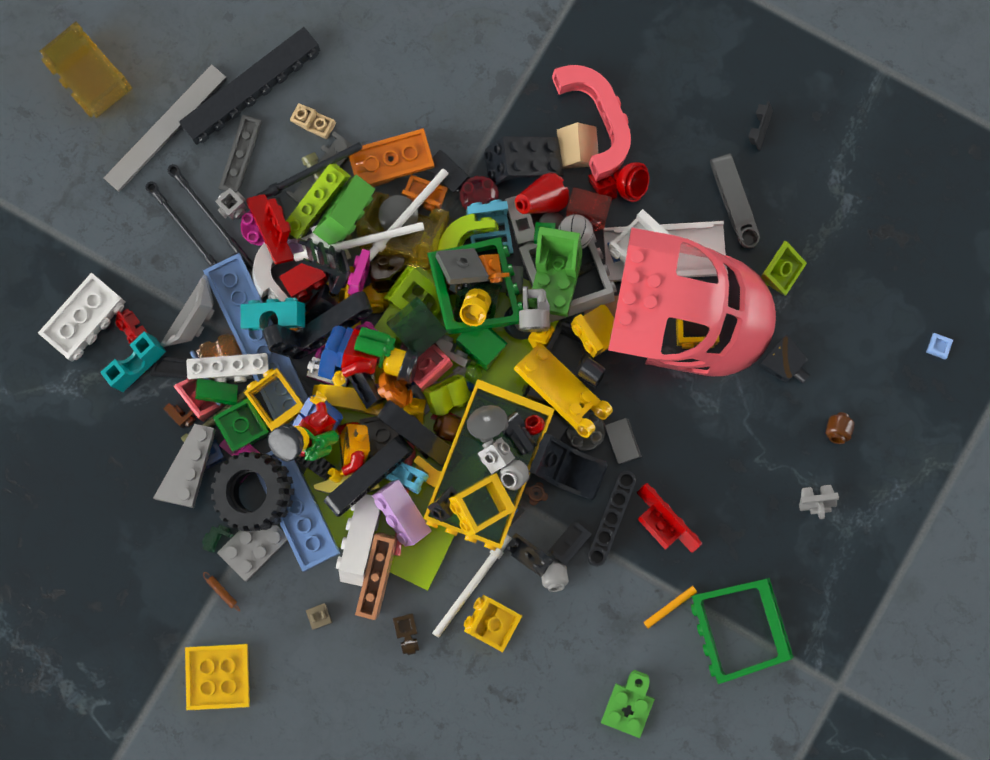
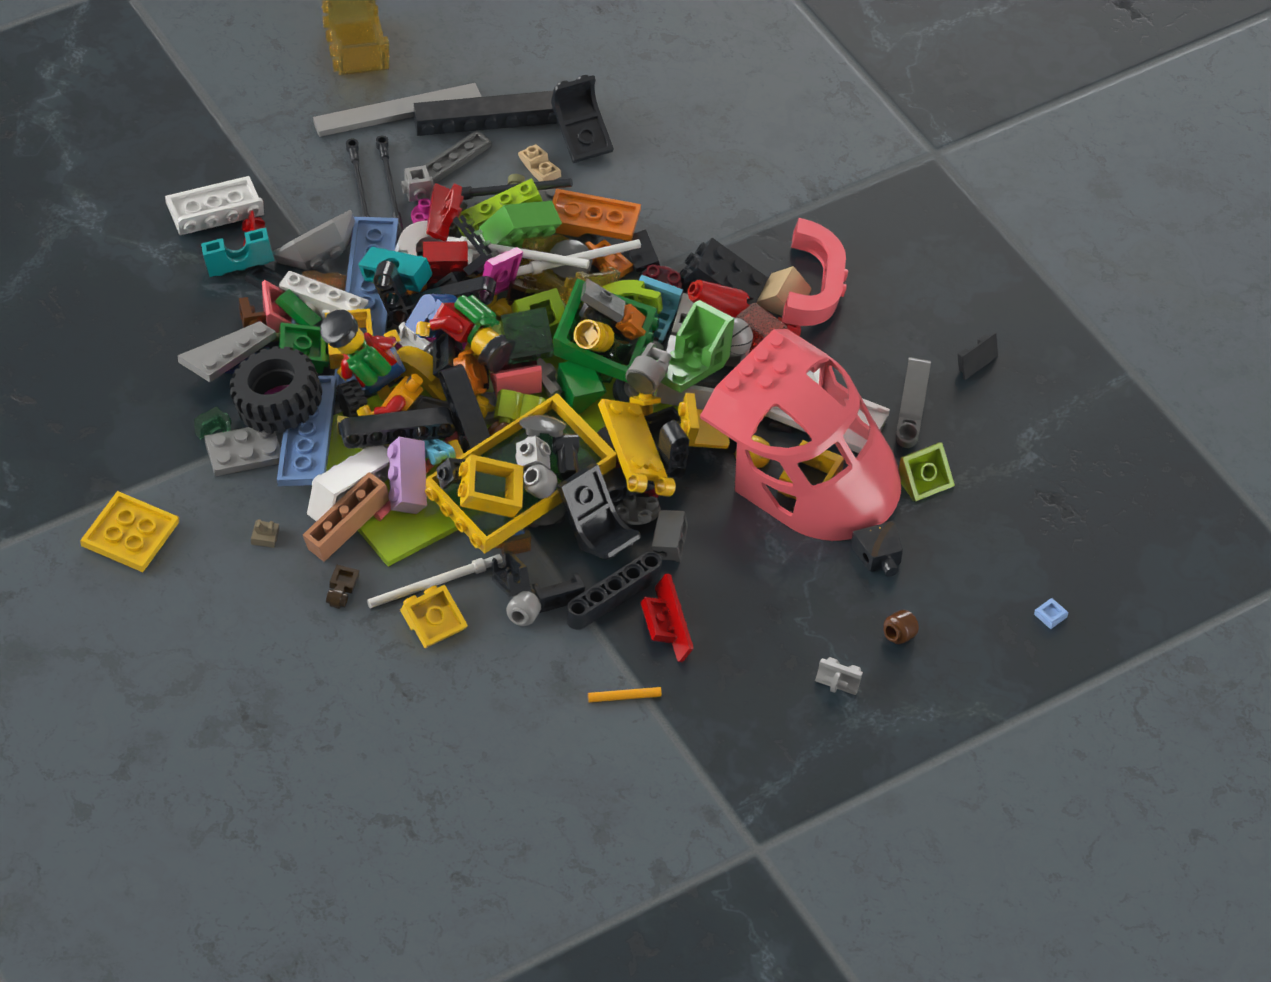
camera: 20 degrees right, 30 degrees down
(218, 588) = (185, 470): dark orange piece -> none
(326, 65) = (580, 119): none -> black bracket
(534, 424) = (588, 457): red plate -> none
(538, 487) = (552, 537): reddish brown plate -> none
(632, 181) = (824, 333): red piece -> none
(633, 695) = (535, 745): bright green plate -> none
(775, 622) = (719, 782): green windscreen -> none

